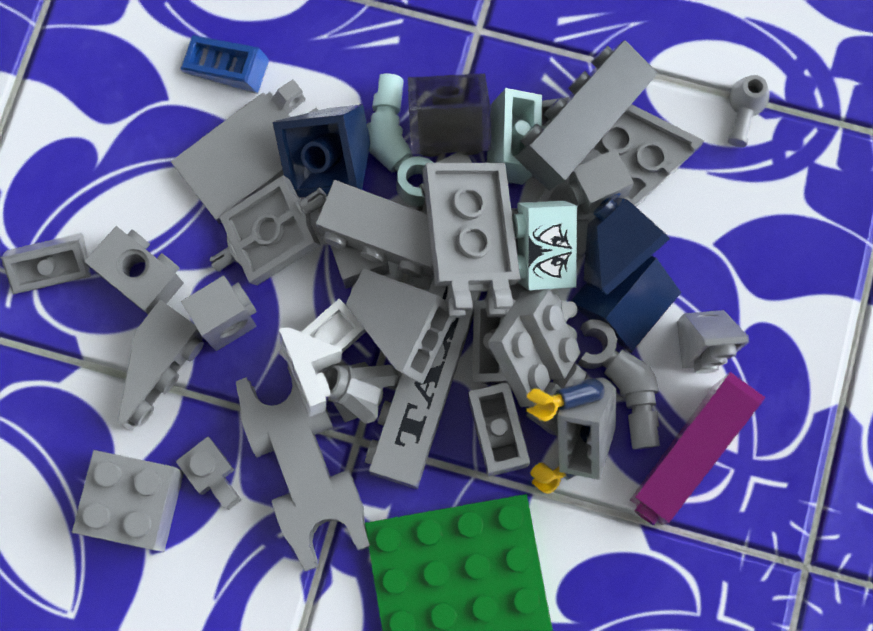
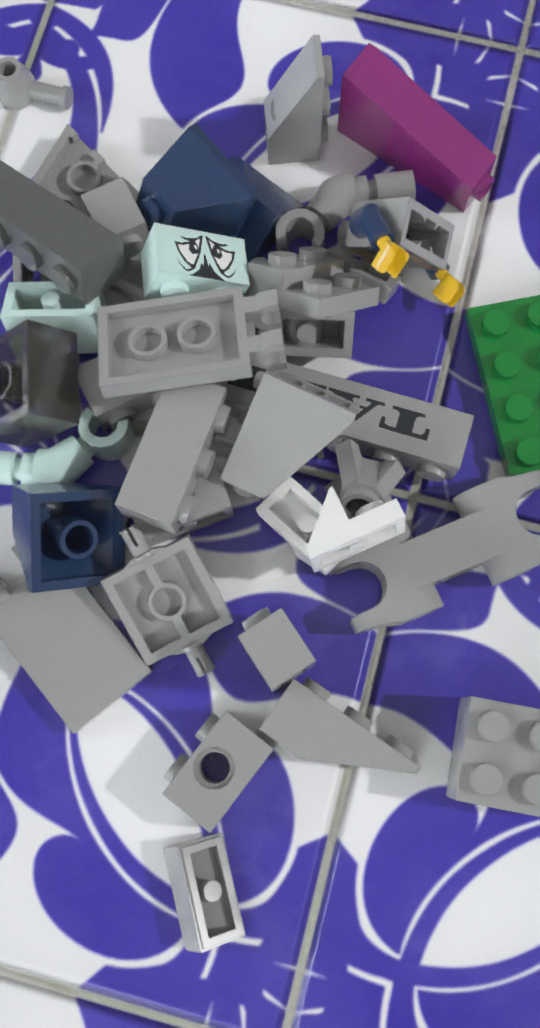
camera: 90 degrees left, 0 degrees up
(207, 470) = (459, 666): light grey plate -> none
(498, 429) = (404, 331): light grey brick -> none

